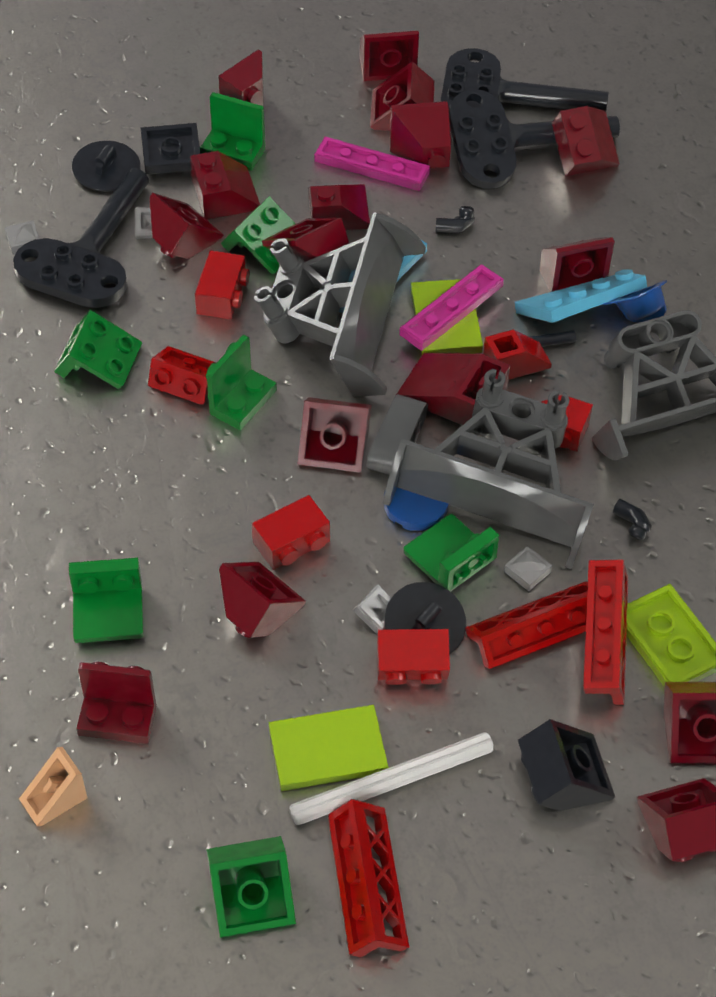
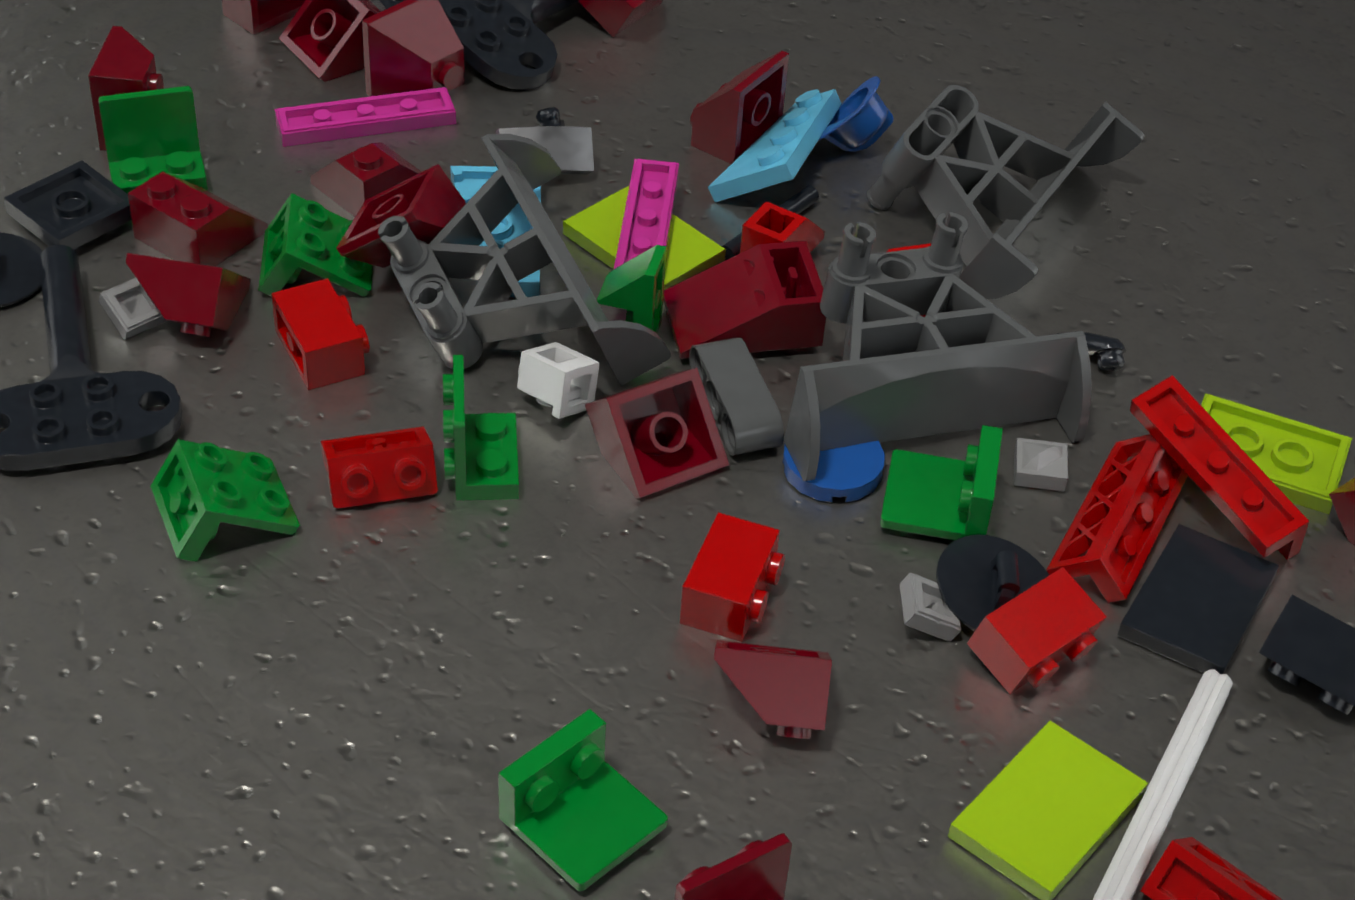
camera: 40 degrees left, 10 degrees down
(313, 374) = (558, 378): none -> white brick
(396, 351) = (638, 288): none -> green slope
(441, 233) = (567, 145): none -> flat silver slope
(529, 694) = (1198, 601): none -> black tile

